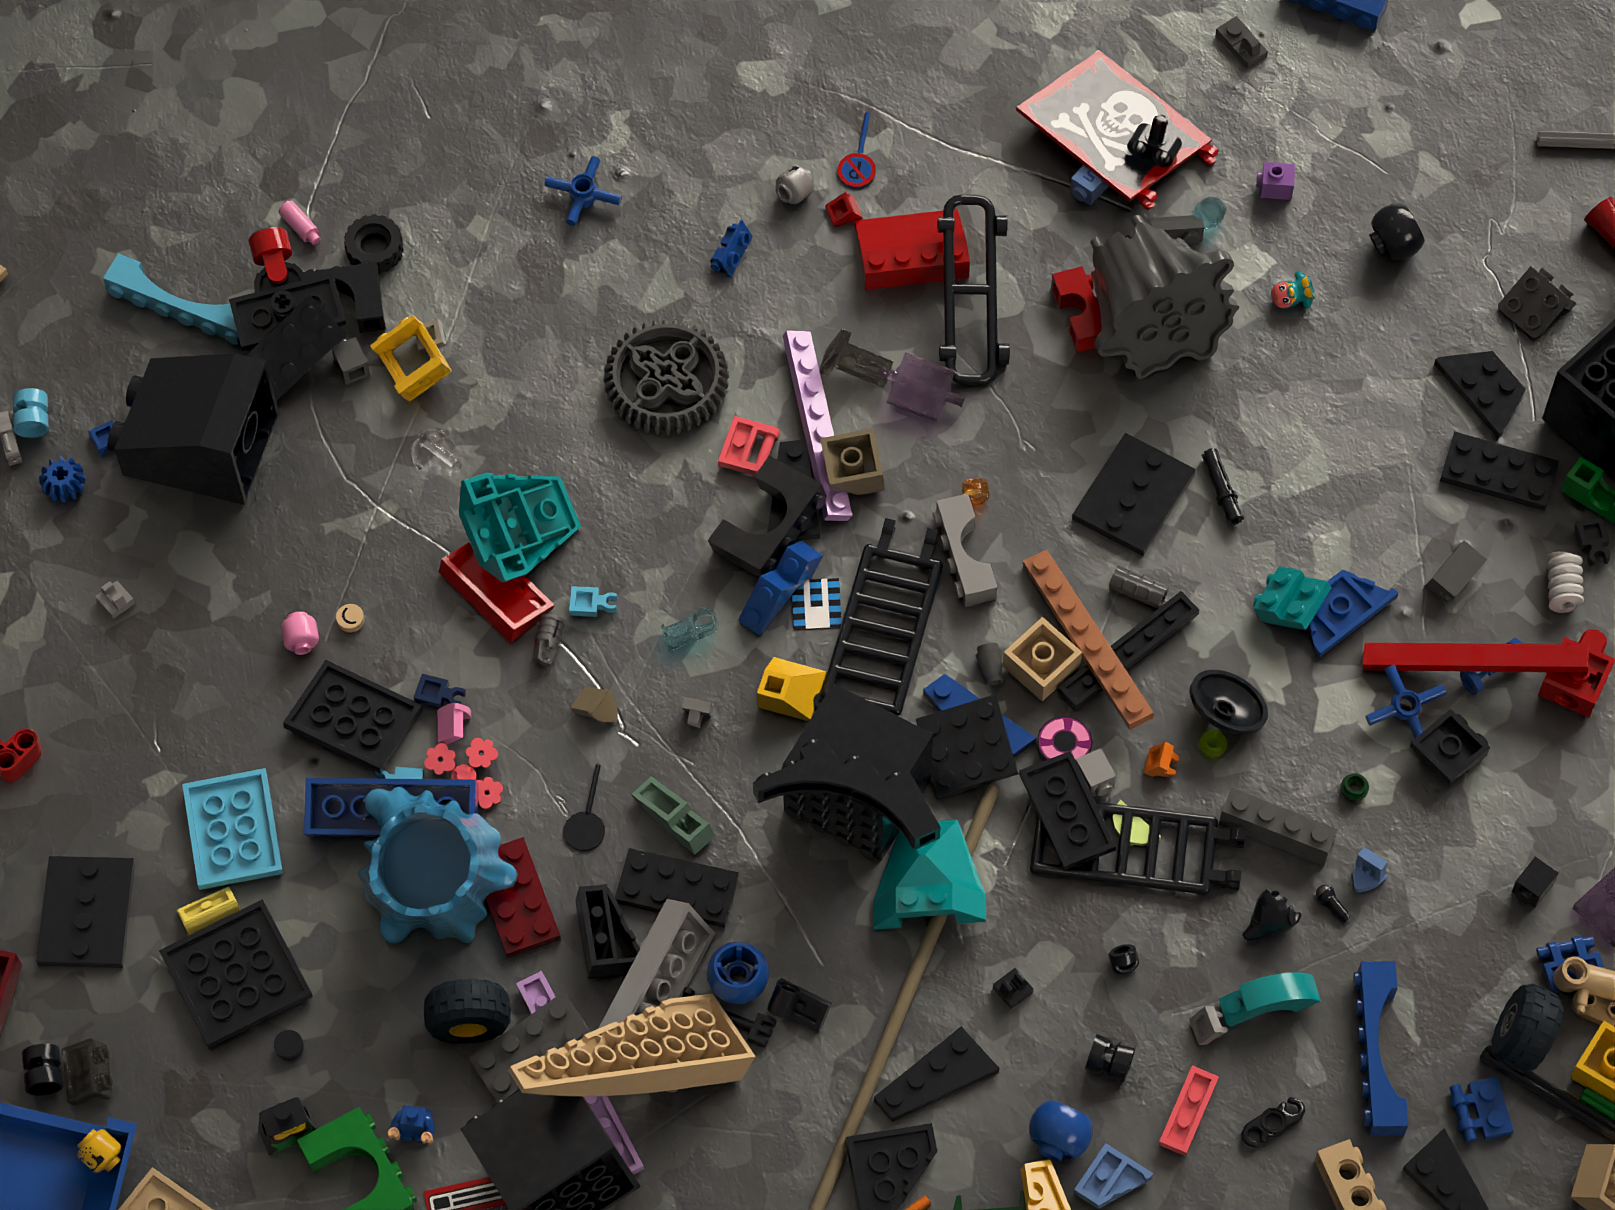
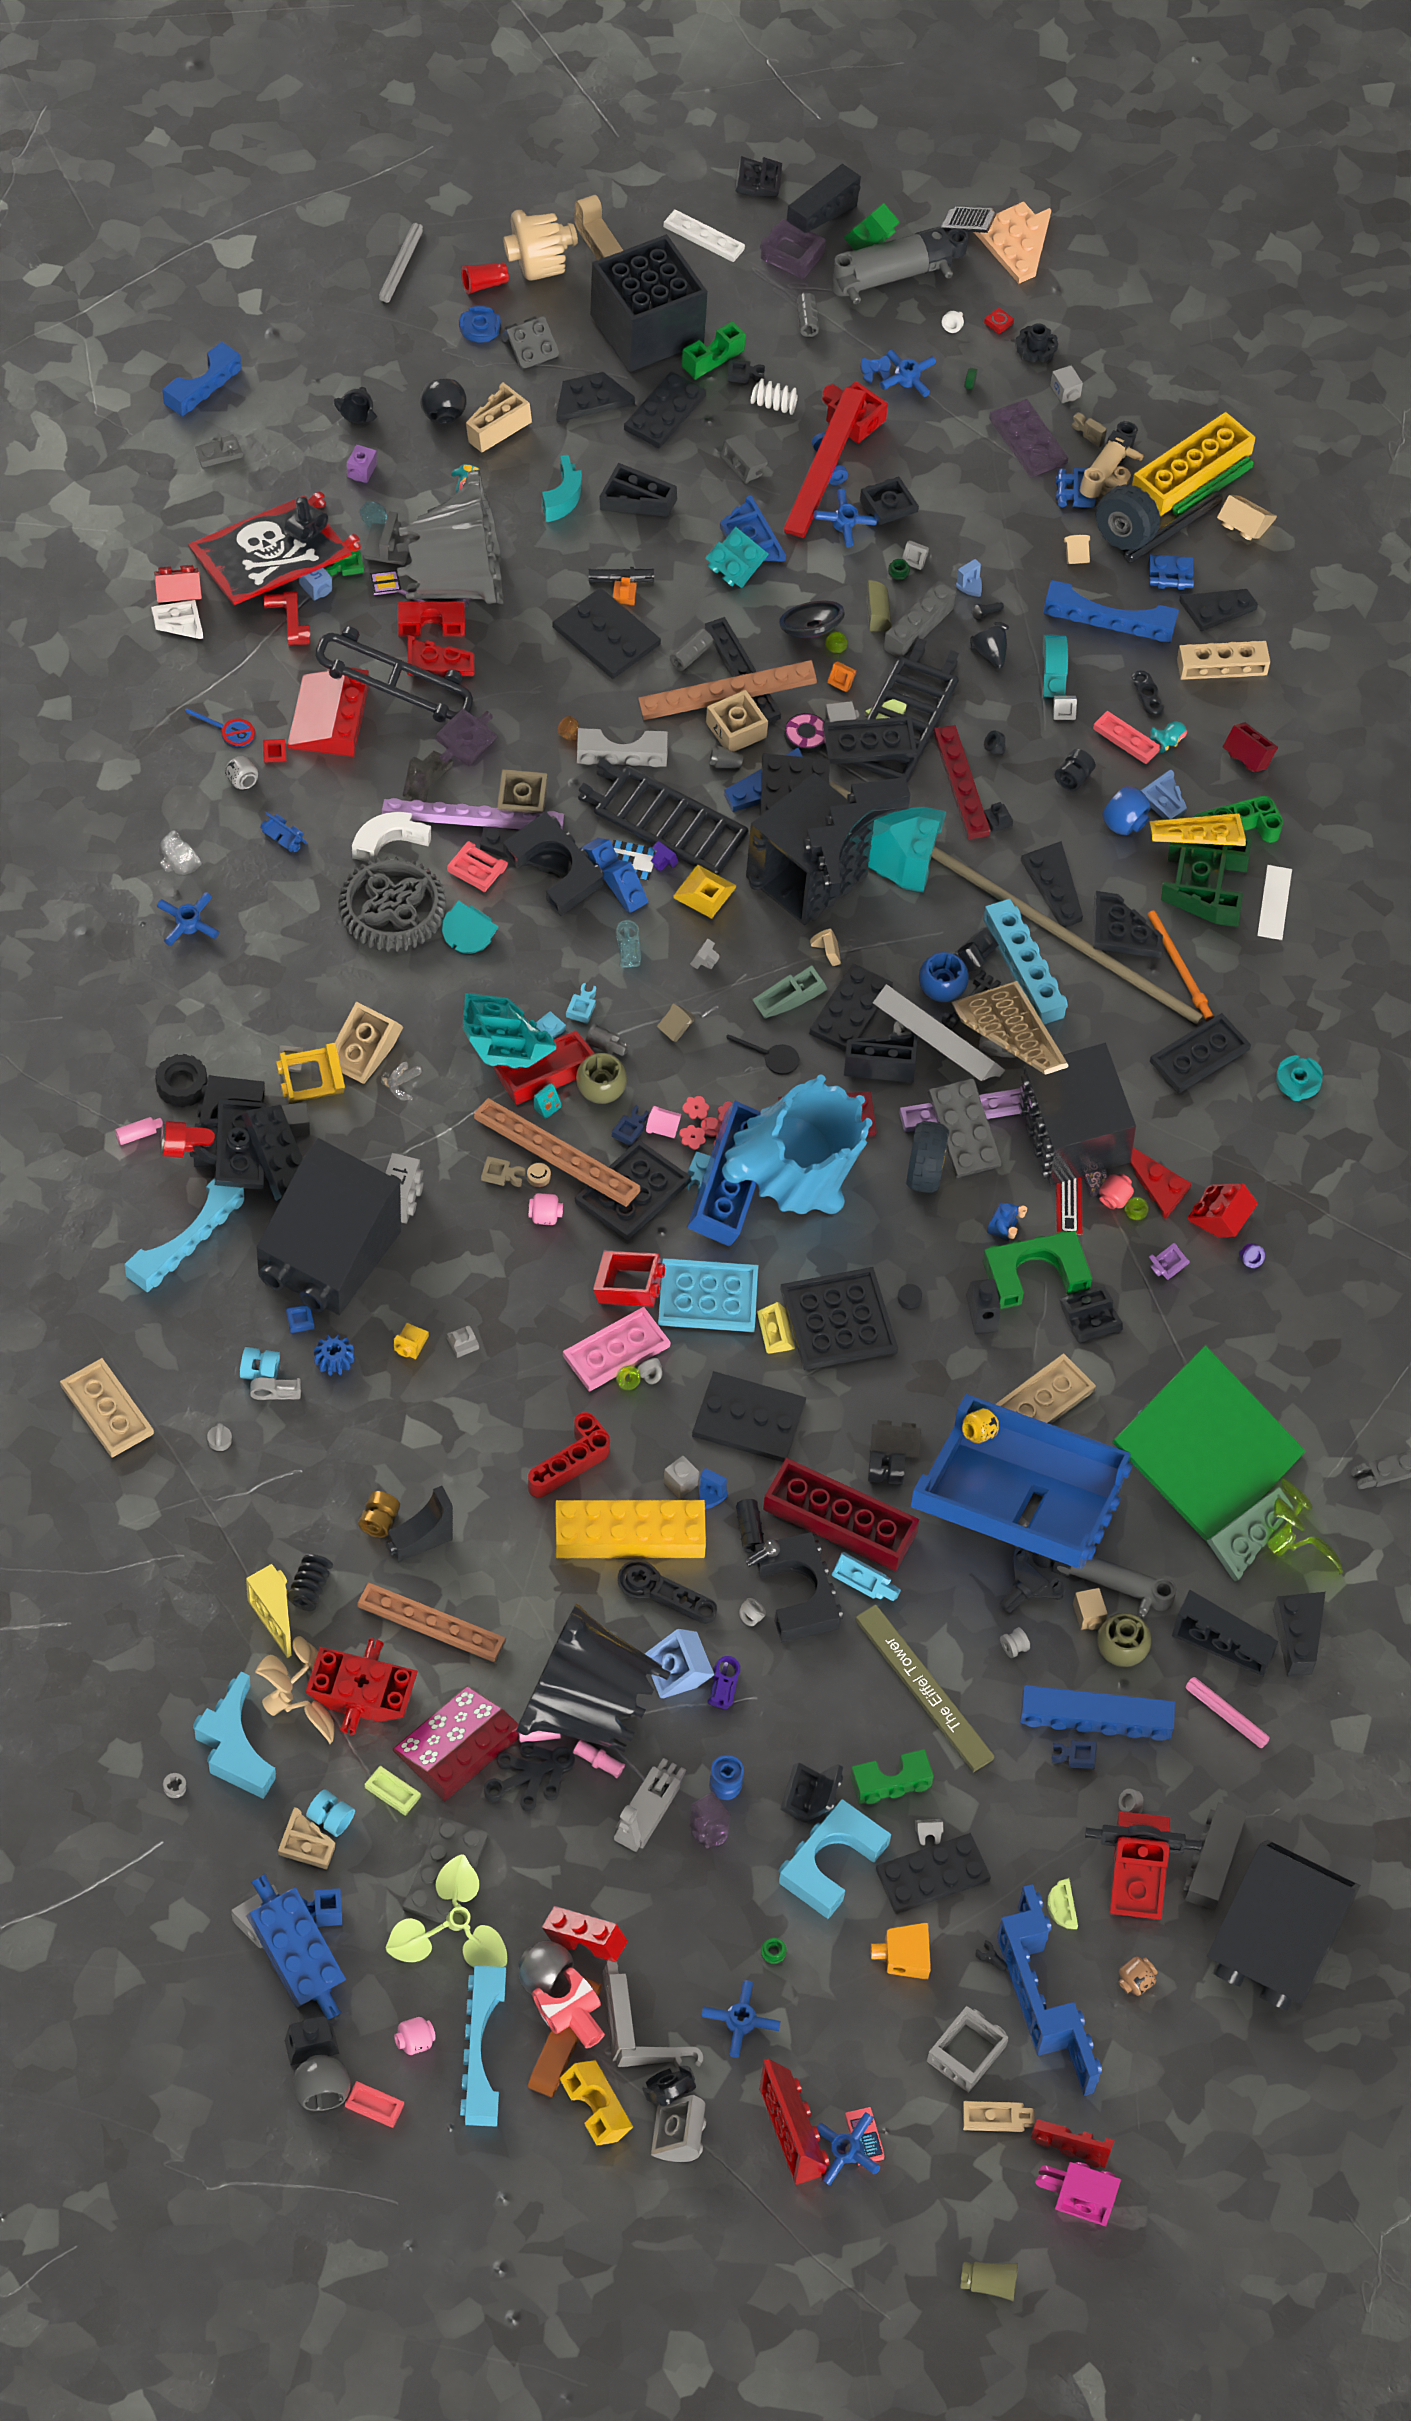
camera: 80 degrees left, 5 degrees down
(97, 774) = (634, 1377): none -> clear neon green plate
(100, 548) = (410, 1341): none -> yellow bracket
(119, 793) = (650, 1367): none -> light grey tile
(138, 752) = (616, 1346): none -> bright pink plate
(210, 717) = (628, 1261): none -> red window
(280, 480) = (409, 1174): none -> light grey brick
(339, 576) = (499, 1171): none -> dark tan plate
(375, 625) = (557, 1152): none -> nougat plate
(447, 600) = (547, 1101): none -> teal slope
(473, 399) = (365, 1042): none -> tan slope
(482, 627) = (606, 1080): none -> olive wheel
(553, 578) = (551, 1024): none -> medium azure plate
(659, 460) = (467, 928): none -> teal piece
(661, 156) = (177, 855): none -> clear cylinder
(751, 841) = (827, 940): none -> tan tile
(757, 335) = (388, 828): none -> white arch
(824, 632) = (663, 857): none -> dark purple tile
(852, 1016) = (1008, 929): none -> medium azure brick
(987, 69) = (178, 618): none -> white wing
(1012, 181) = (296, 633): none -> red beam
(1024, 330) = (439, 659): none -> red wing
(1032, 53) = (177, 584): none -> slope
(1053, 933) = (961, 782): none -> dark red plate
(1126, 210) = (348, 566): none -> green plate
(1201, 498) = (625, 591): none -> orange tile
(1208, 1162) = (1170, 736): none -> teal animal
(1283, 775) = (878, 606): none -> olive brick
(1321, 399) = (565, 497): none -> teal arch
(1347, 466) = (637, 493): none -> black wedge
(1360, 151) = (356, 406): none -> black hat
(1381, 799) = (915, 554): none -> light grey tile
(1398, 296) = (498, 418): none -> tan wedge
(1468, 984) = (1077, 549): none -> tan tile
(1534, 882) = (1008, 487): black brick -> none
(1545, 245) = (480, 324): none -> blue tile

